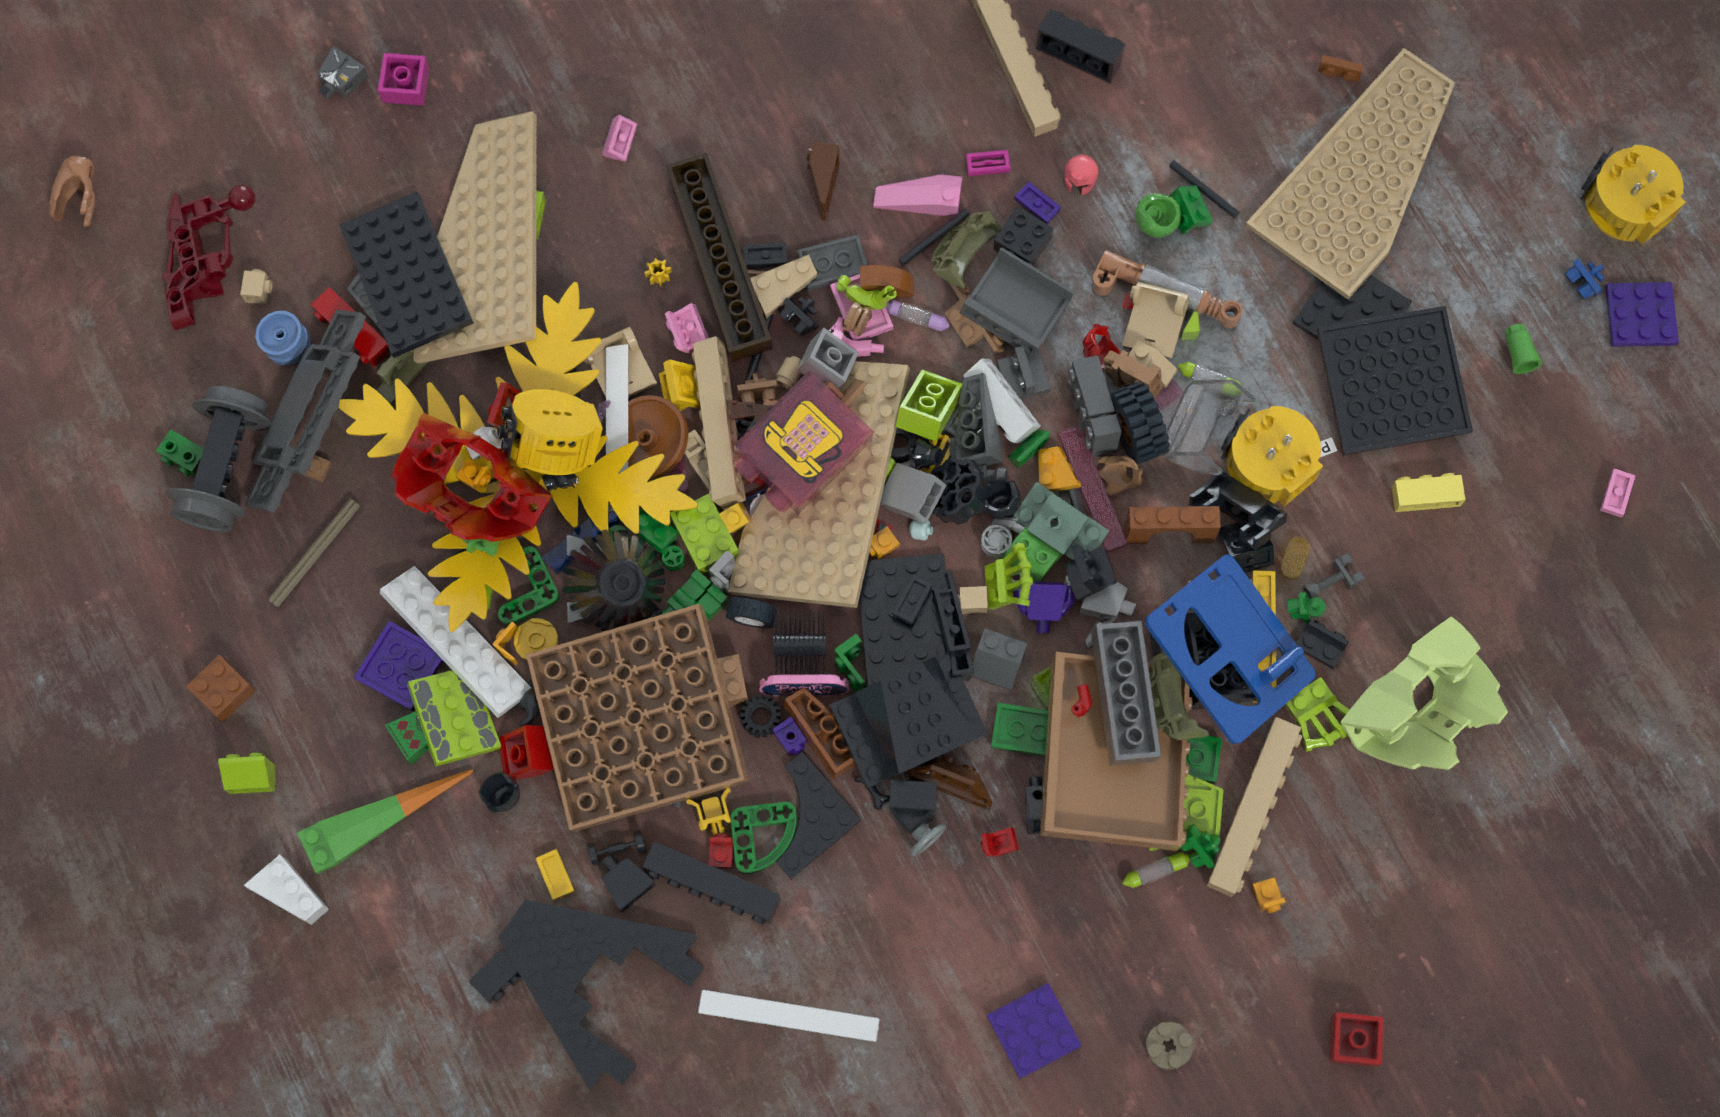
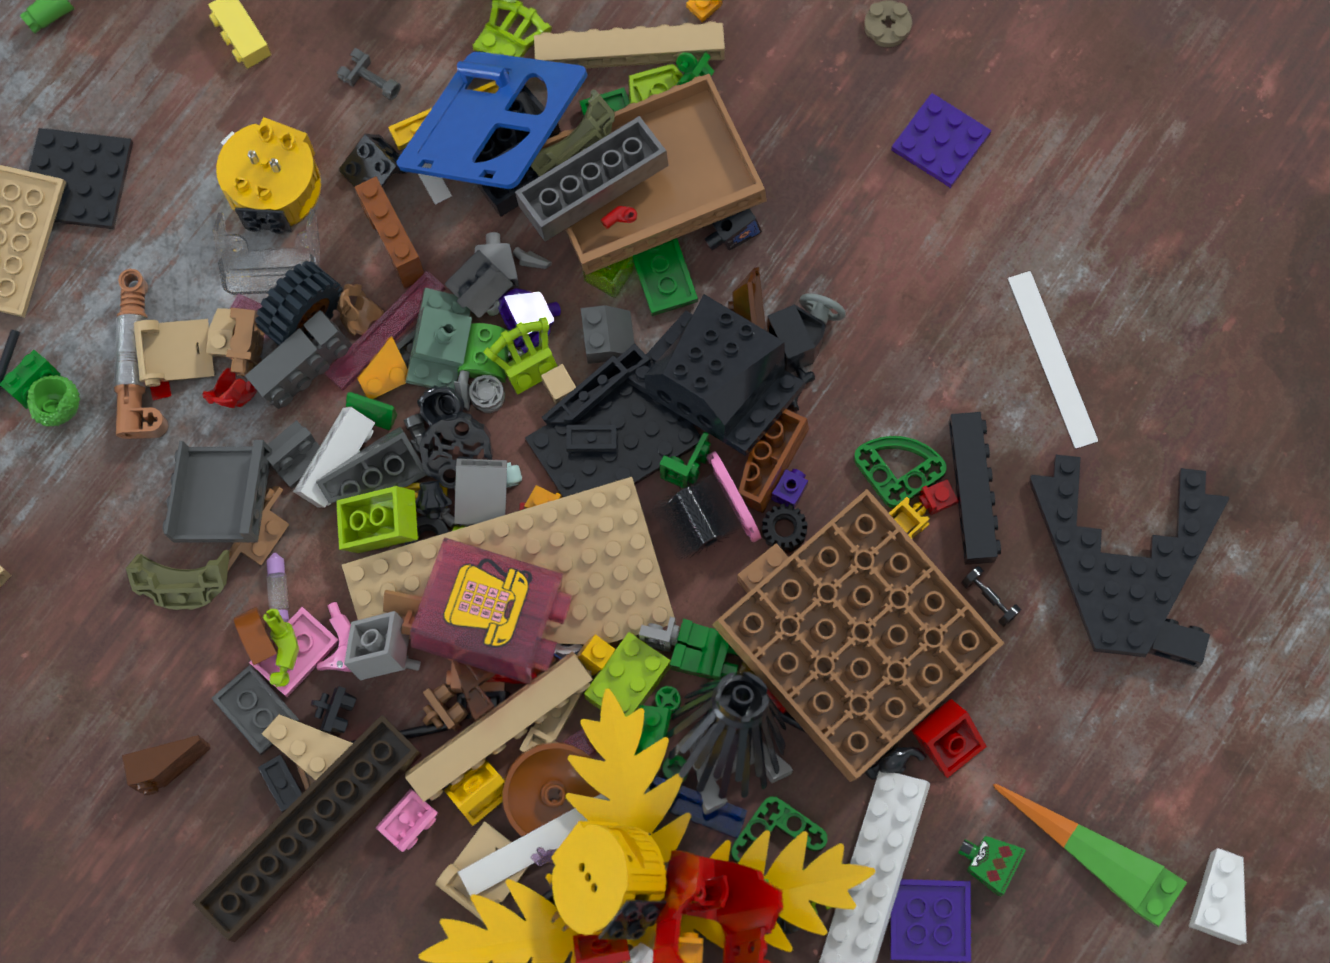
camera: 115 degrees left, 0 degrees up
(452, 718) = (957, 830): lime plate -> none
(499, 792) = (1005, 736): black helmet -> none
(503, 638) = (844, 829): light orange bracket -> none
(534, 636) = (826, 795): yellow tile -> none
(555, 875) = (1049, 644): yellow tile -> none
(625, 882) = (1018, 569): black torso -> none
(659, 277) = (352, 882): yellow gear -> none
(751, 612) = (687, 585): black wheel -> none
(788, 373) = (404, 687): tan brick -> none
(822, 817) = (850, 421): black plate -> none
(857, 319) = (315, 640): medium nougat wheel -> none
(925, 195) = (130, 648): bright pink wedge -> none
(934, 236) = (178, 618): black bar -> none
(974, 170) = (75, 623): dark pink tile -> none
(999, 842) = (786, 247): red bracket -> none
(1024, 236) = (138, 524): black brick -> none
(1037, 203) = (91, 531): dark purple plate -> none
(1081, 171) = (35, 501): coral helmet -> none
(1156, 870) = (739, 106): piece -> none
(1192, 328) = (163, 313): lime slope -> none
(1200, 372) = (211, 276): clear piece -> none
(1243, 505) = (337, 178): black bracket -> none
(1294, 558) = (364, 119): clear yellow tile -> none
(1304, 607) = (412, 81): green hips -> none
(1322, 644) = (439, 59): black bracket -> none
(1394, 380) = (135, 105): black plate -> none

